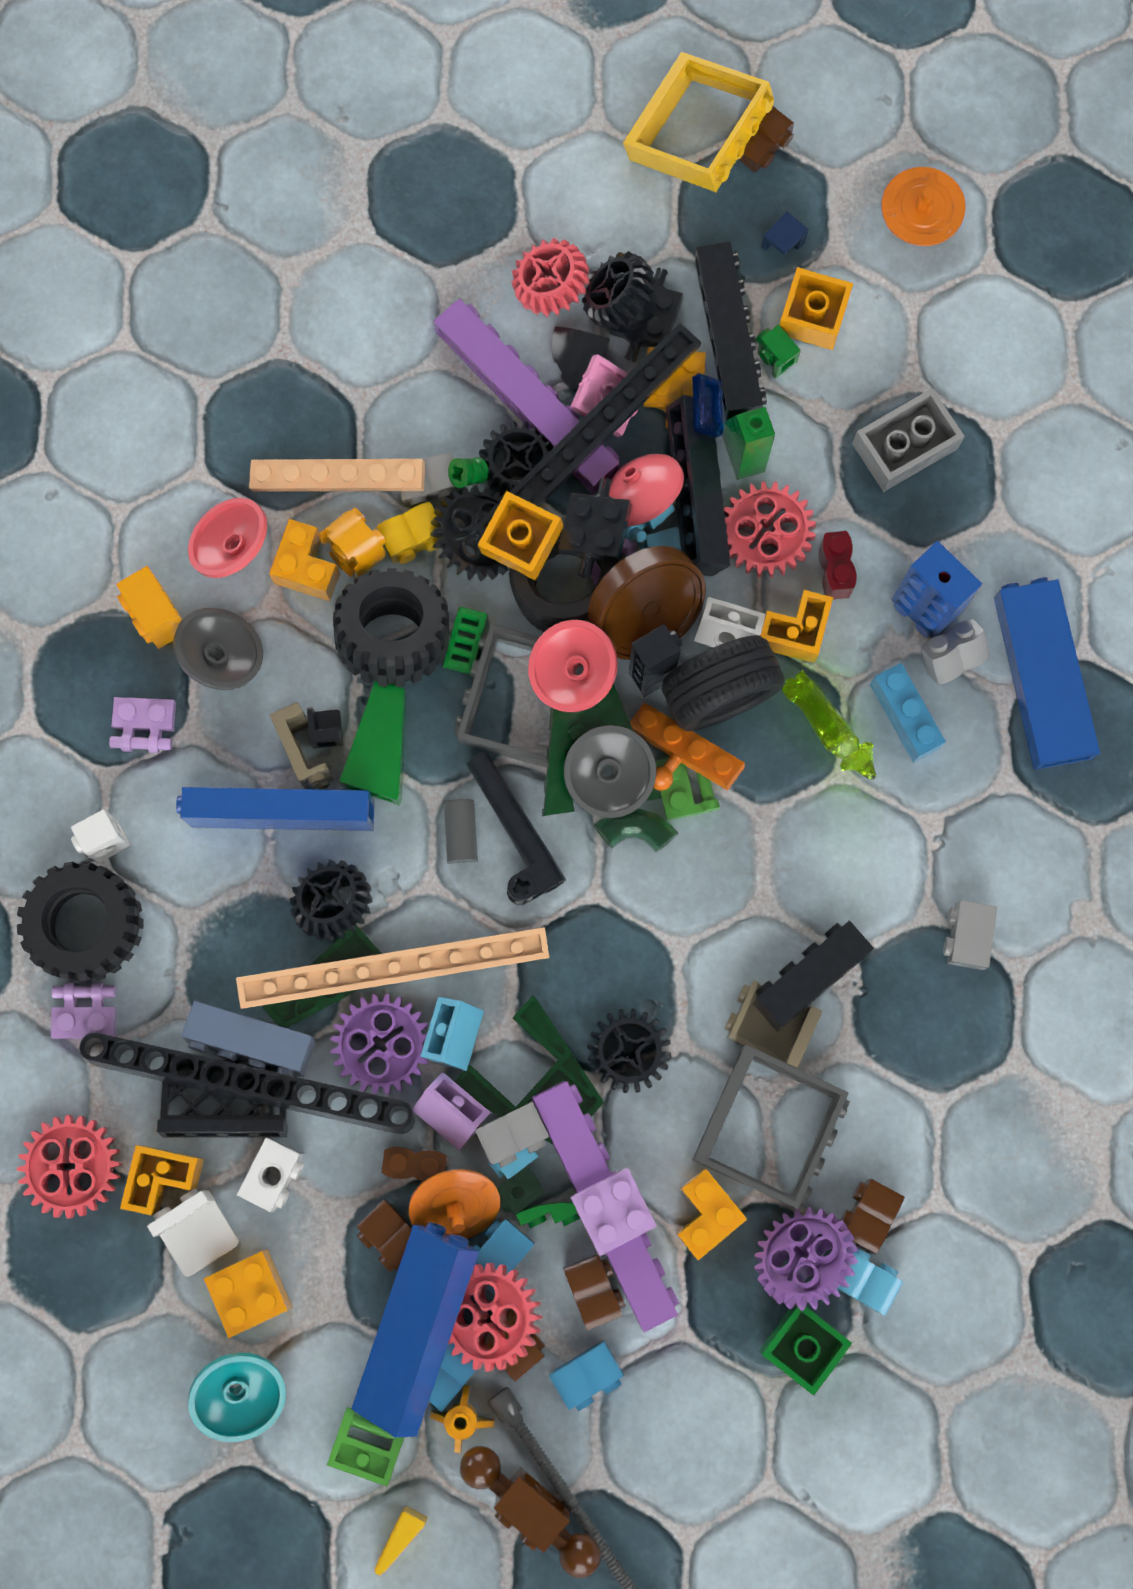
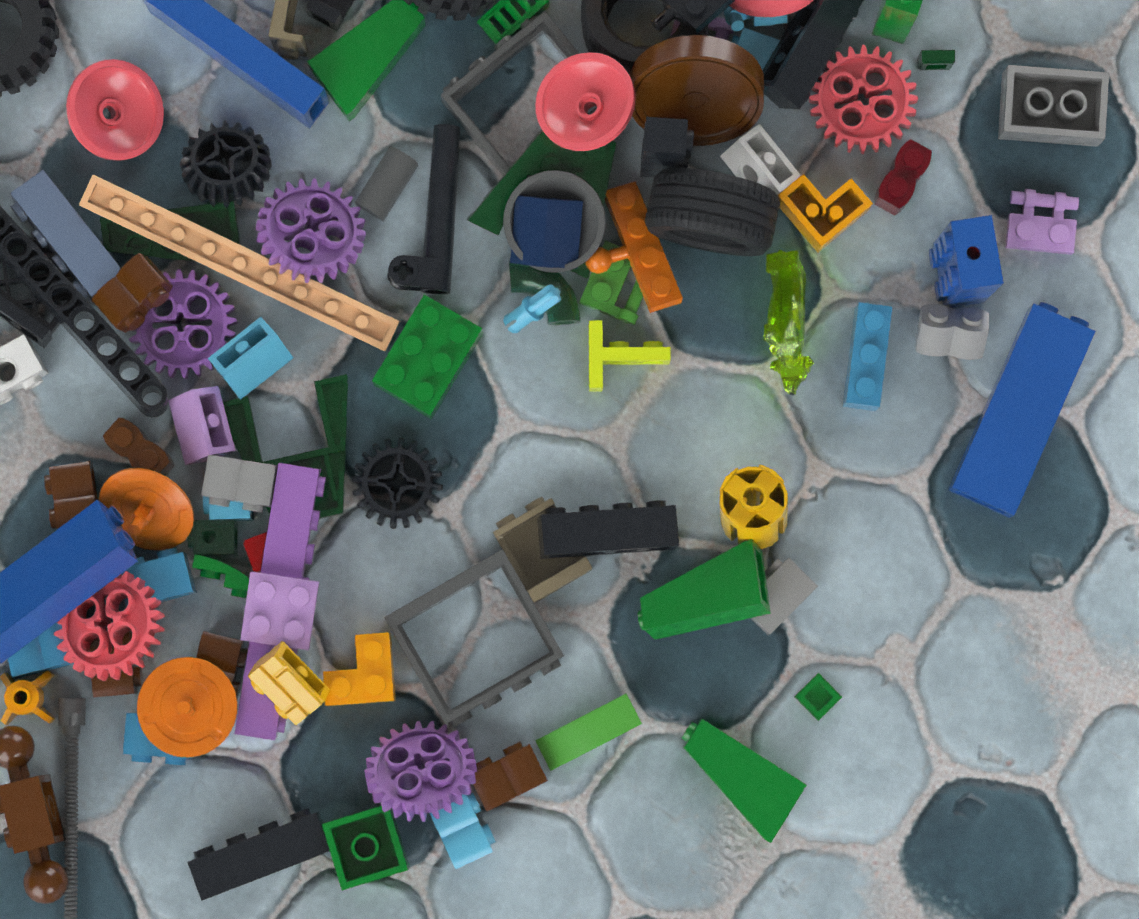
camera: 30 degrees right, 5 degrees up
(226, 904) = (133, 106): none -> coral dish
(329, 1047) = (133, 293): none -> reddish brown brick
(454, 915) = (297, 206): none -> medium lavender gear
(559, 1177) = (255, 549): none -> red slope
(585, 939) = (427, 356): none -> green brick
(594, 1338) = (187, 707): none -> orange piece
(609, 782) = (547, 231): none -> dark blue slope
(637, 847) = (532, 308): none -> medium azure axle
(660, 1263) = (288, 683): none -> yellow brick
(723, 837) = (619, 354): none -> neon yellow bracket
(728, 1413) = (260, 855): none -> black brick
(799, 465) = (936, 59): none -> dark green tile
(893, 881) = (754, 505): none -> yellow cylinder
(907, 1137) = (588, 732): none -> bright green slope
(923, 970) = (710, 595): none -> green slope
(966, 536) = (1040, 232): none -> lavender plate
(1052, 1089) = (749, 781): none -> green slope
(1053, 989) = (817, 696): none -> green tile

